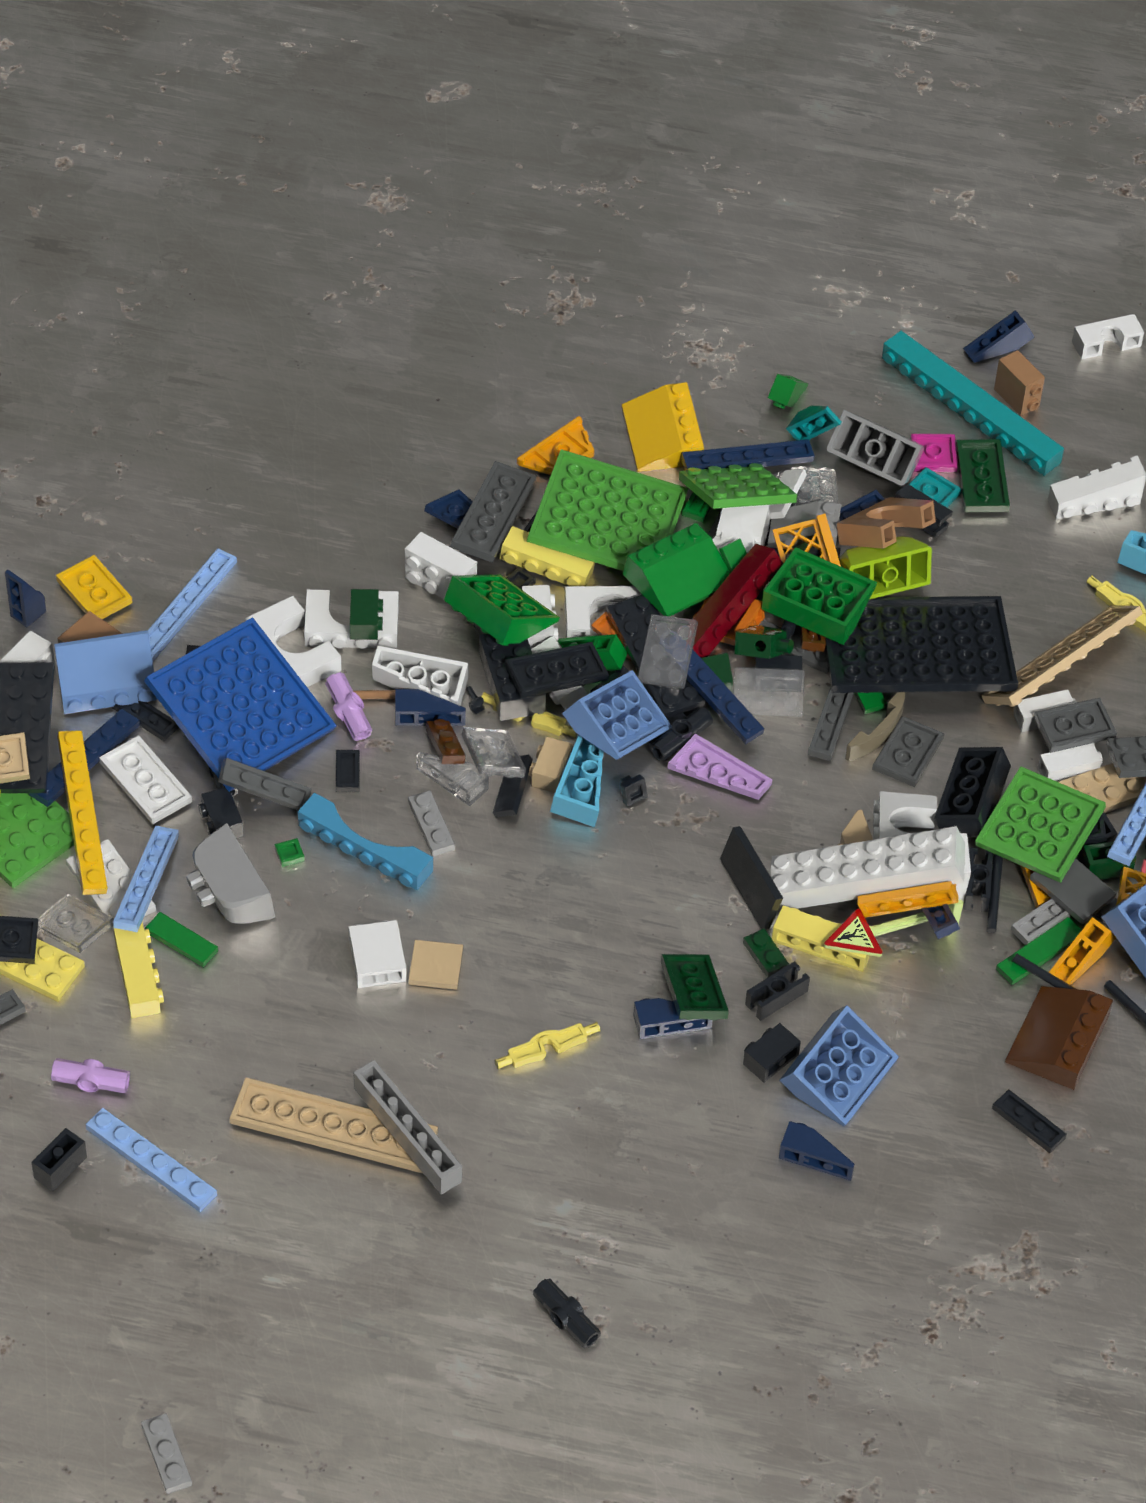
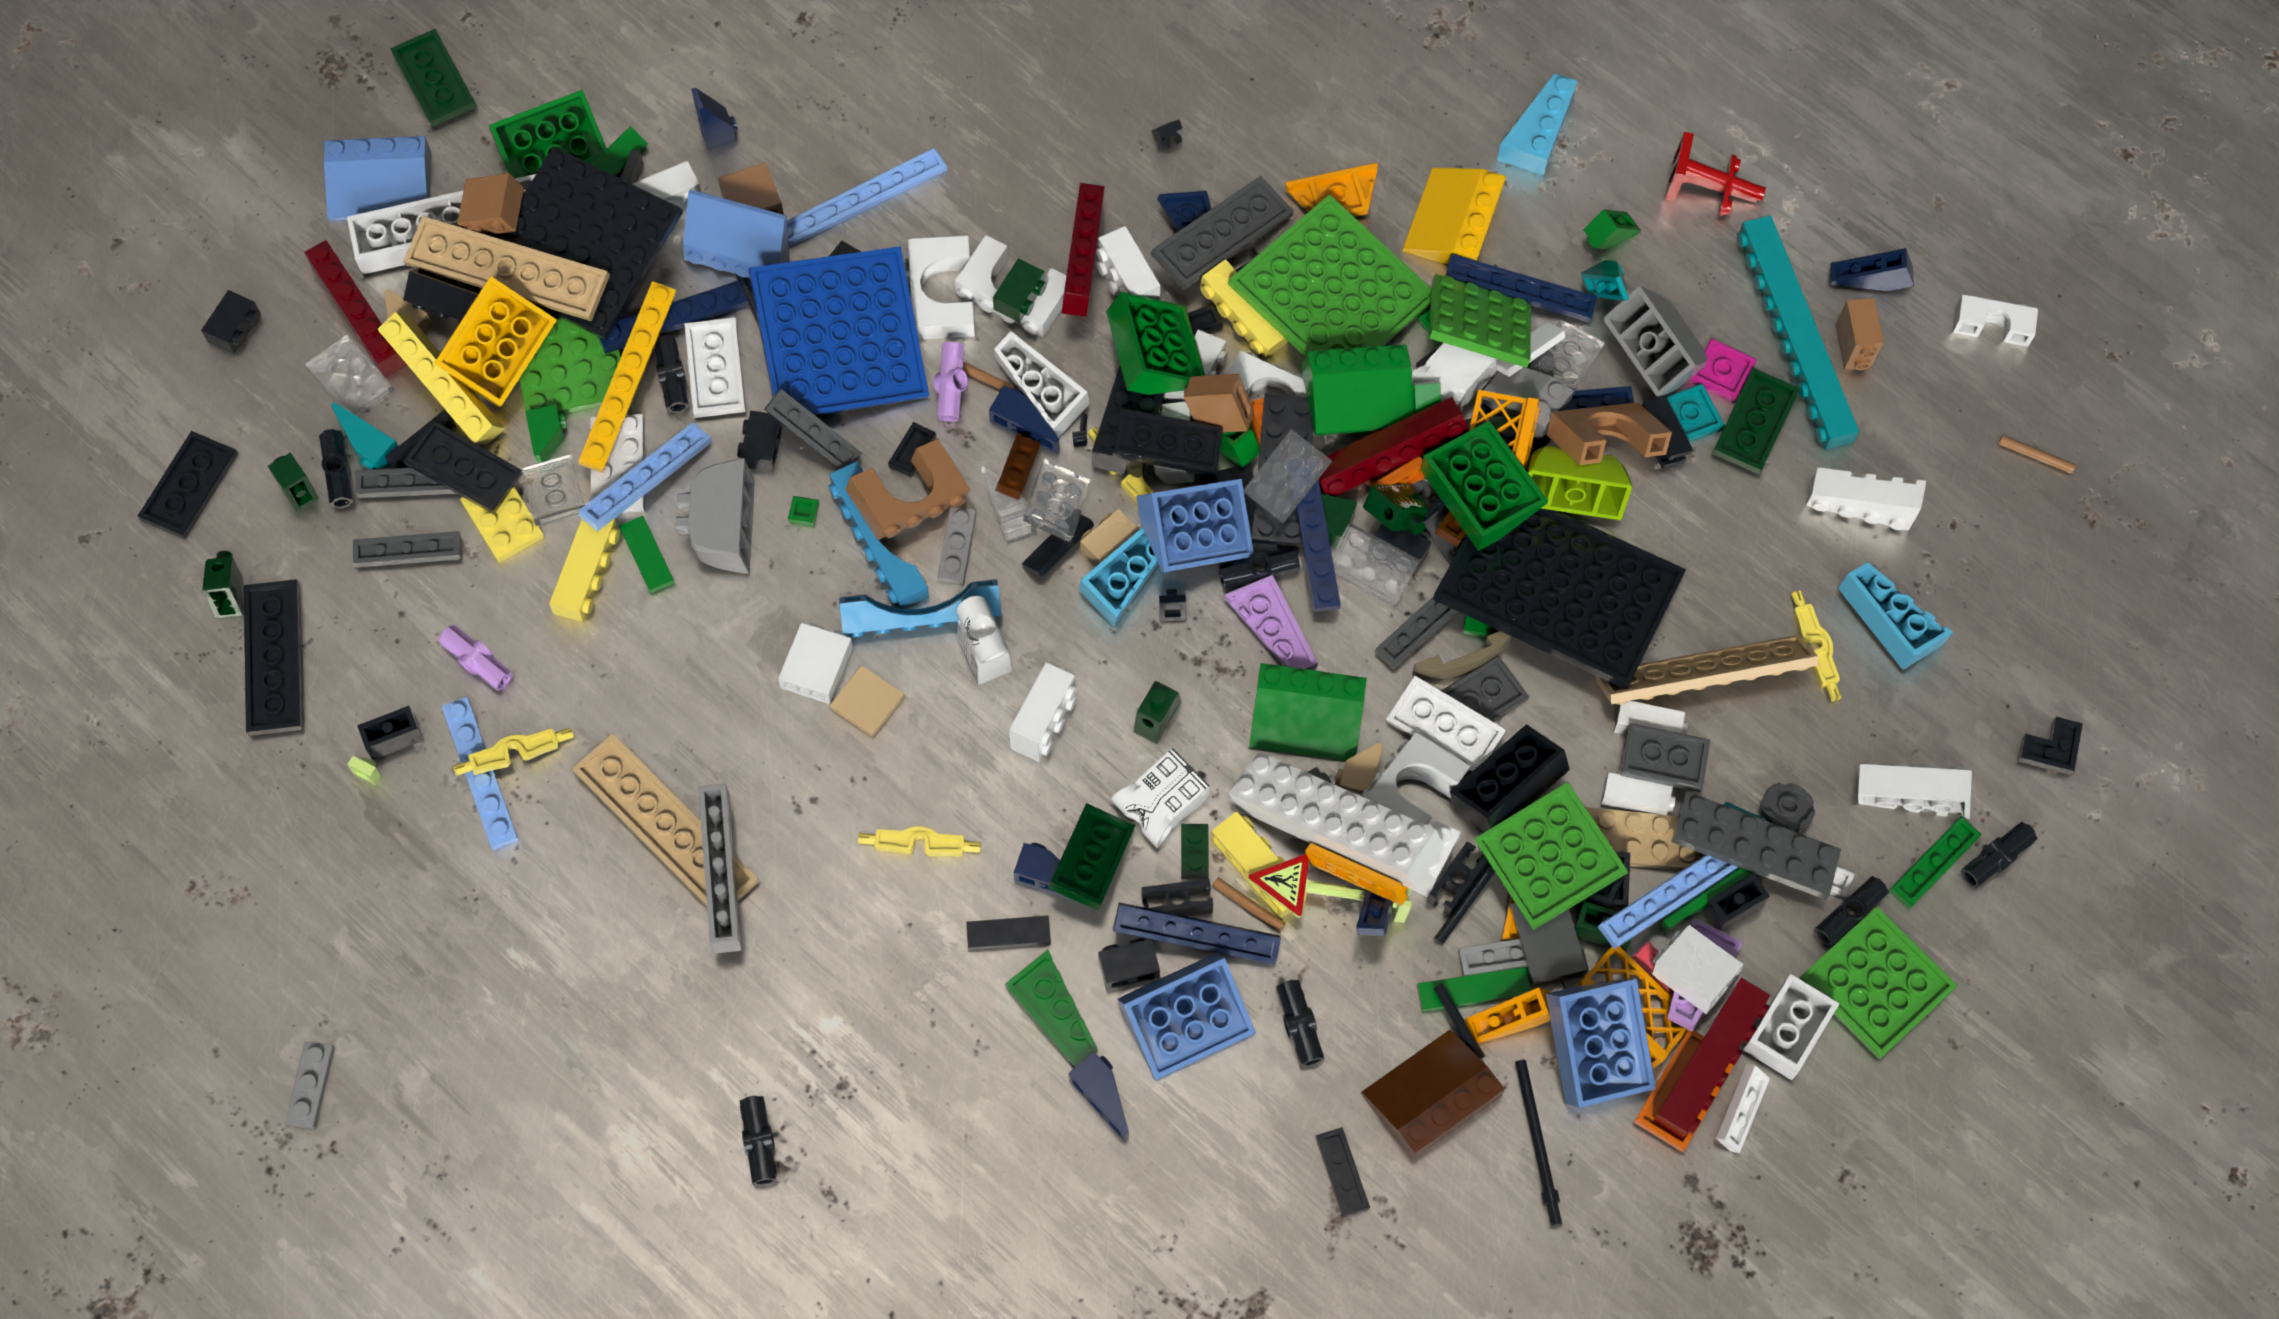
camera: 30 degrees right, 15 degrees up
(33, 885) = (545, 431): none -> green slope
(53, 1199) = (365, 769): none -> yellowish green plate
(94, 588) = (791, 138): yellow plate -> none
(114, 800) = (671, 374): none -> black piece
(163, 1135) = (498, 756): none -> light yellow piece
(370, 816) = (888, 514): none -> medium nougat arch
(394, 565) = (1083, 250): none -> dark red brick
(399, 460) = (1166, 131): none -> black tile
(474, 853) = (865, 614): none -> dark azure arch
(505, 873) = (982, 640): none -> white piece
(578, 622) = (1219, 402): none -> medium nougat piece
(587, 904) = (1043, 712): none -> white brick
(661, 1076) = (1008, 933): none -> black tile
(672, 857) = (1159, 708): none -> dark green torso
(688, 344) = (1537, 131): none -> medium azure wedge
(718, 922) = (1163, 796): none -> white piece
(725, 1108) = (1051, 1006): none -> green wing
(751, 878) = (1224, 765): black tile -> none
(787, 815) = (1307, 713): none -> green slope
(809, 1003) = (1196, 933): none -> dark blue plate
(819, 325) = (1691, 171): none -> red piece
(834, 971) = (1249, 904): none -> medium nougat bar
(896, 774) = (1446, 723): none -> white plate
(928, 1032) = (1300, 1023): none -> black piece

